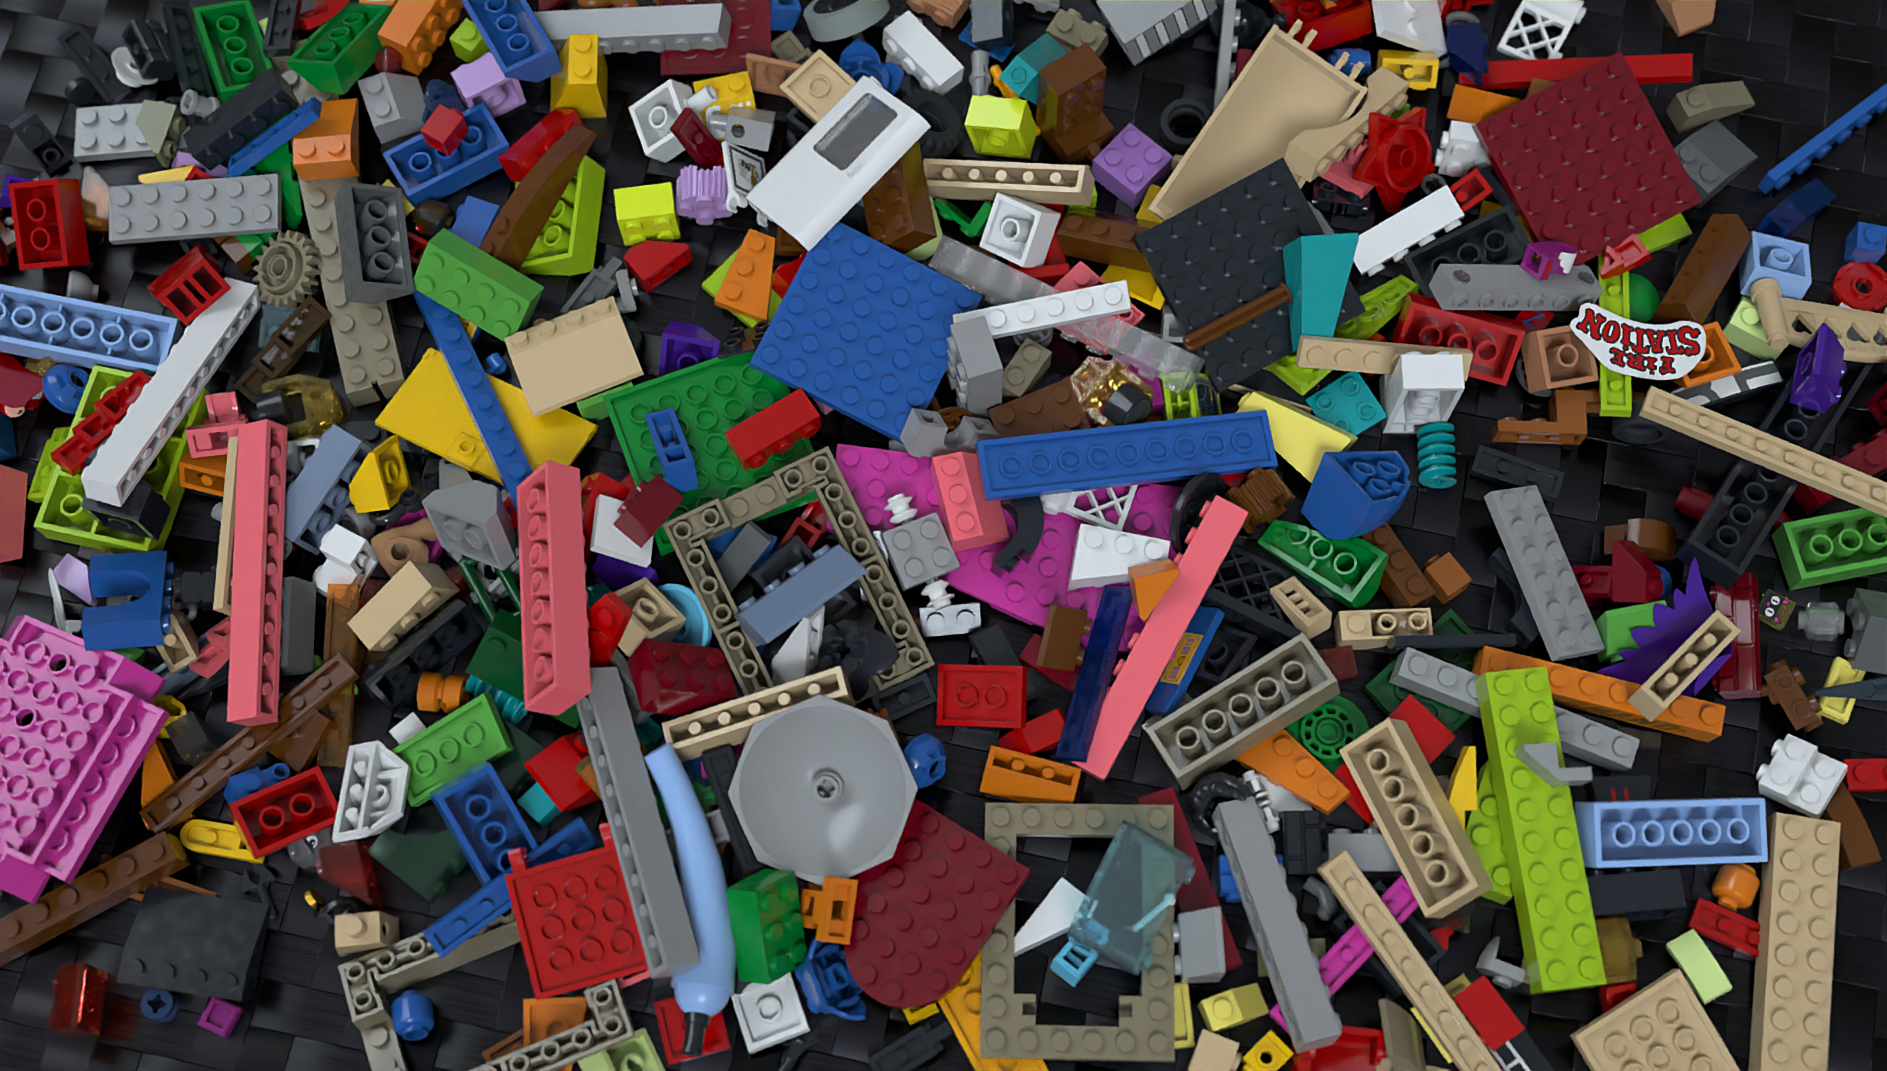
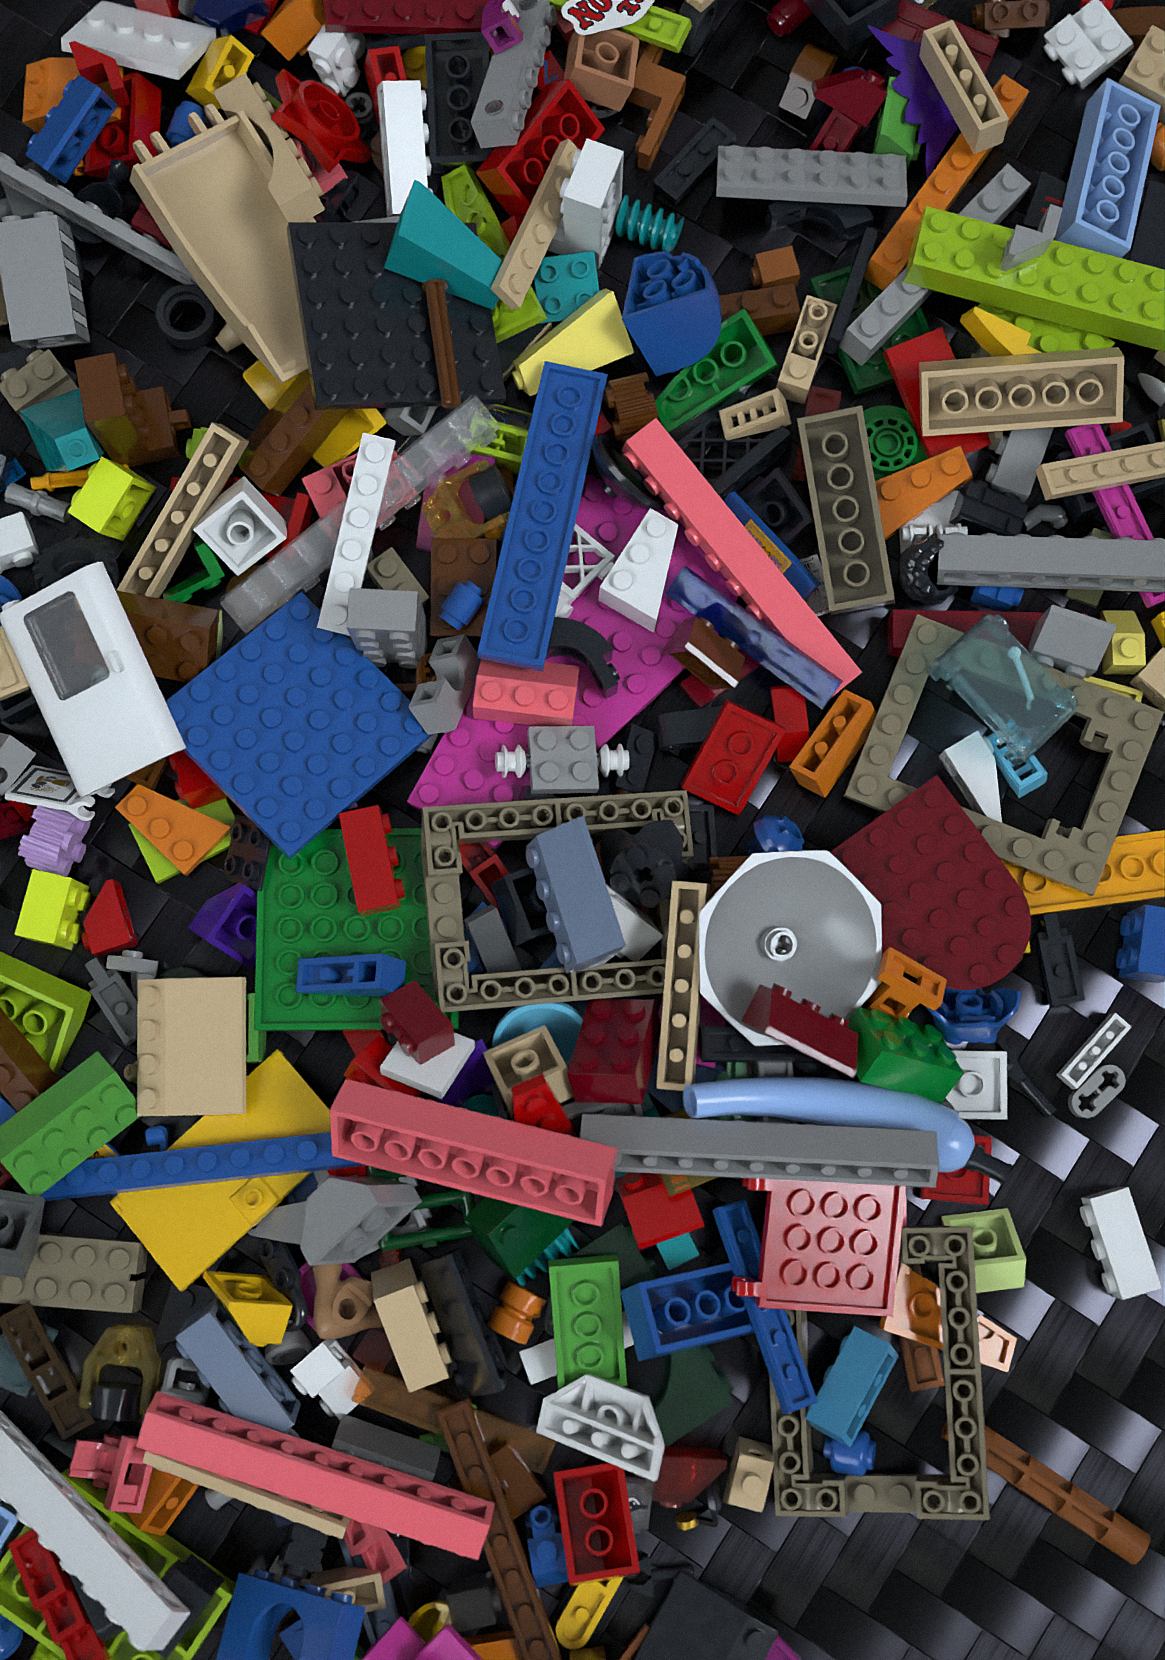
camera: 70 degrees left, 10 degrees up
(467, 992) = (851, 1386): none -> dark azure brick
(753, 823) = (803, 1027): none -> dark red slope
(1019, 419) = (461, 604): none -> blue brick
(1131, 165) = (210, 386): medium lavender brick -> none
(1150, 583) = (691, 543): orange slope -> none

